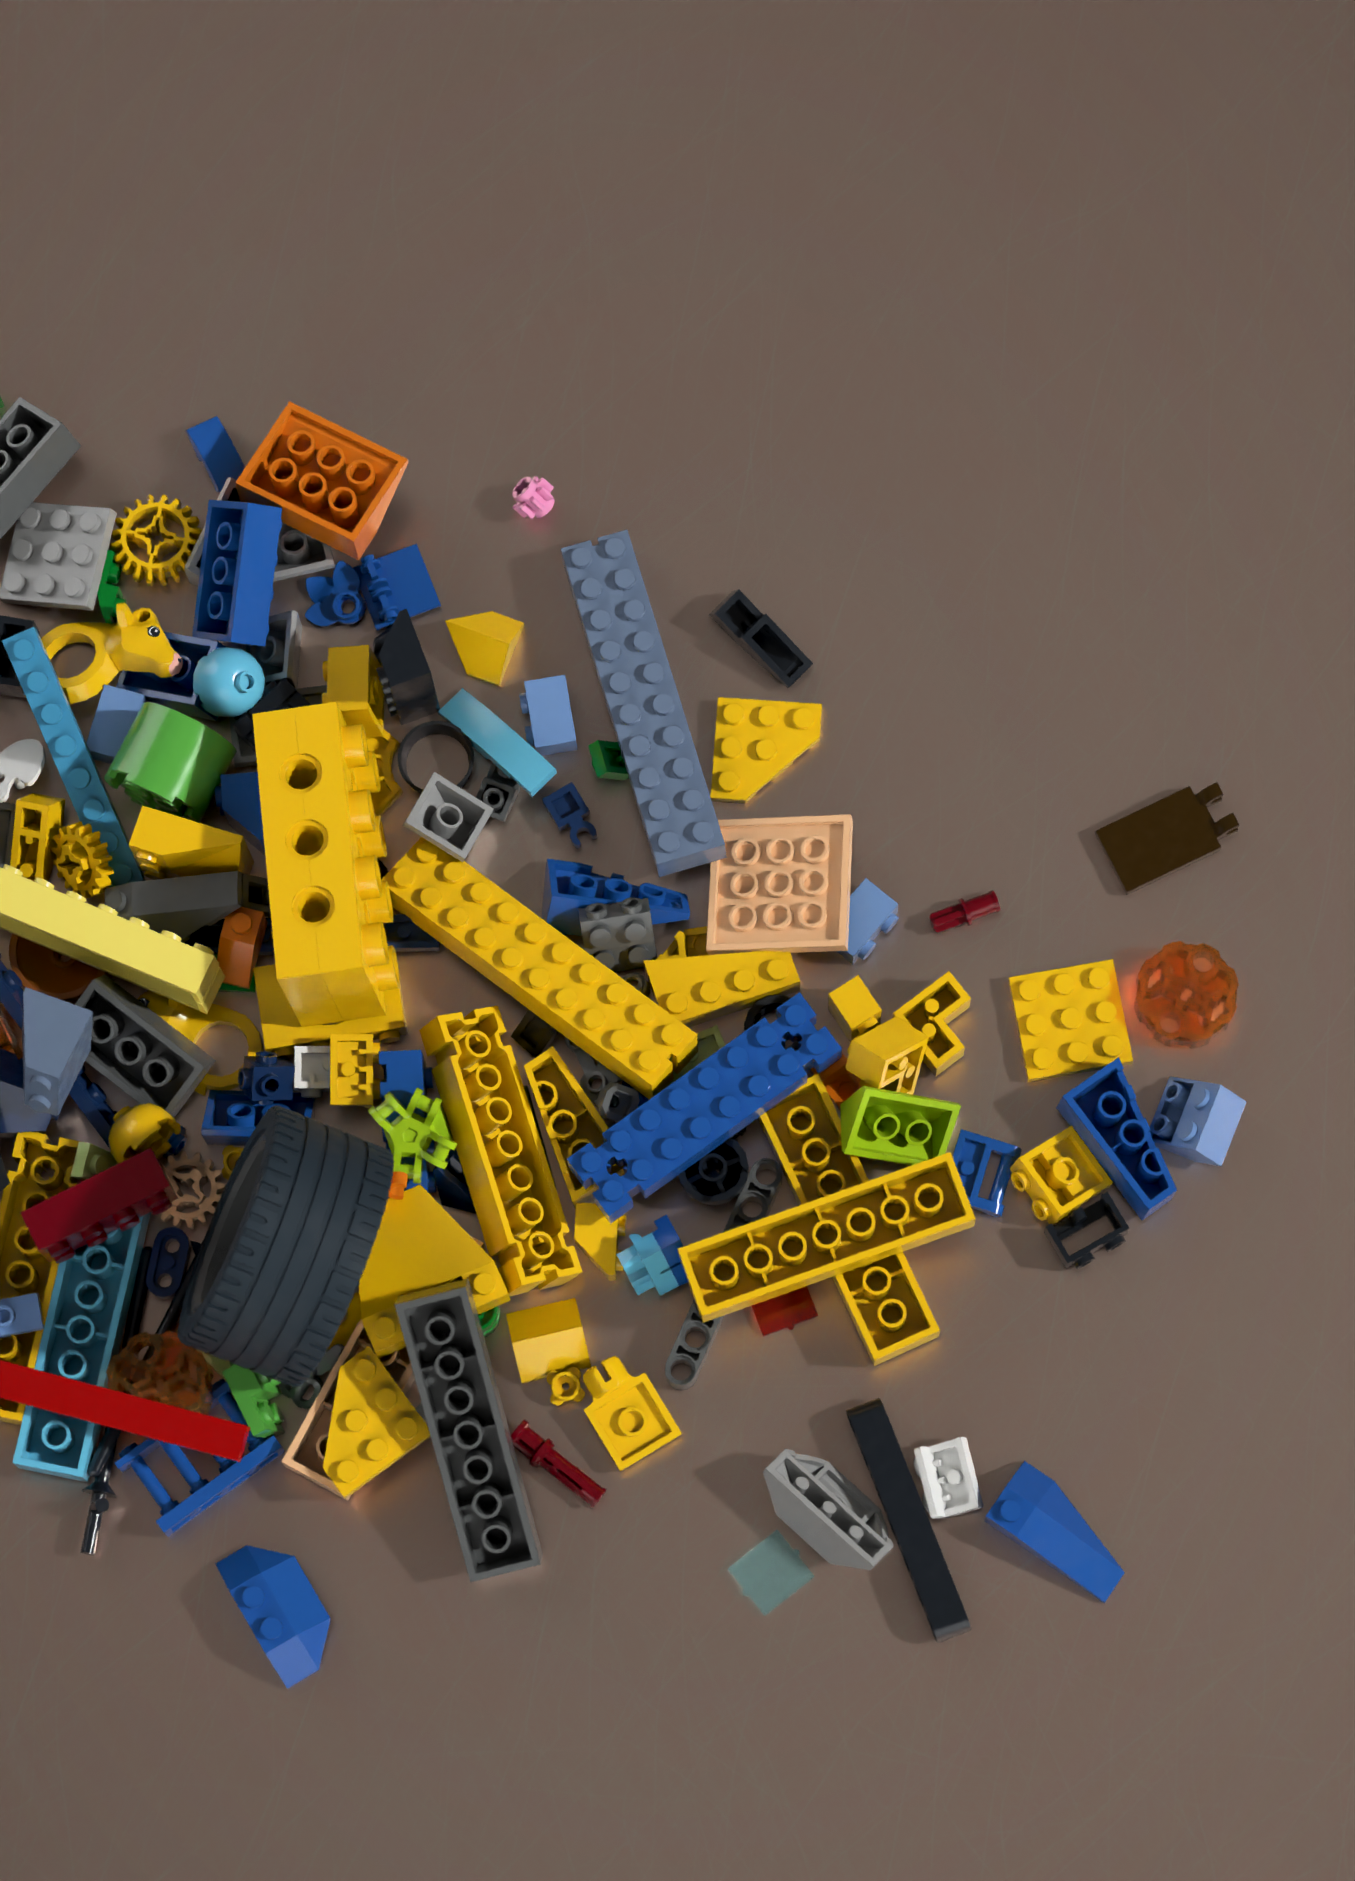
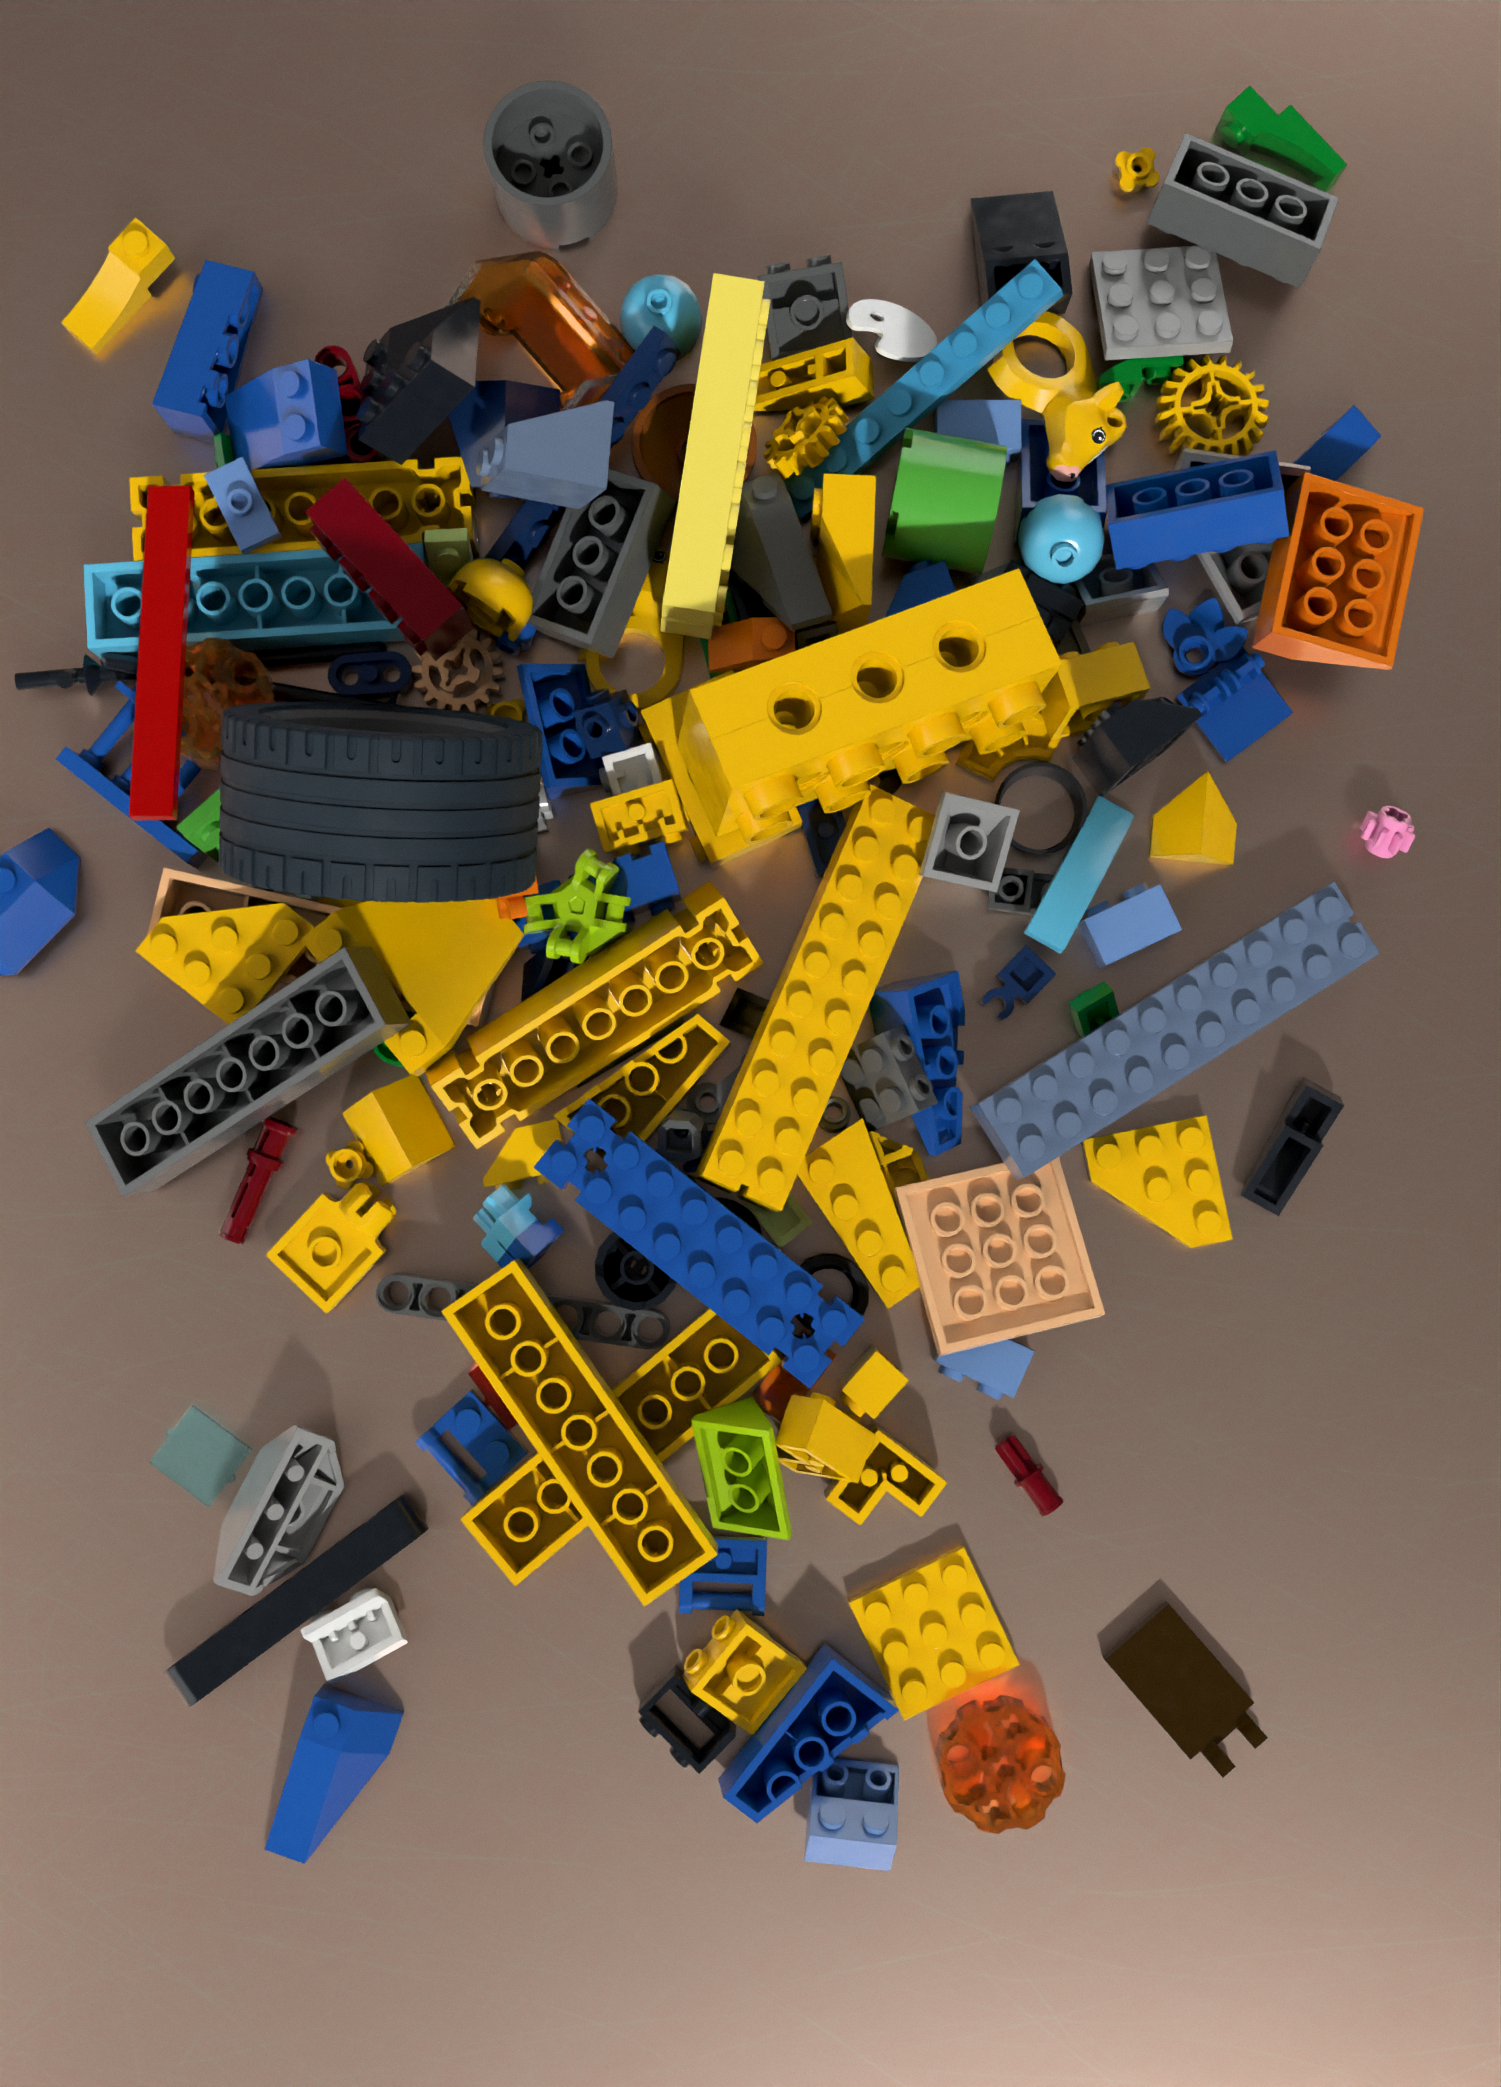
camera: 65 degrees right, 10 degrees up
(818, 1337) = (482, 1436): none -> blue plate

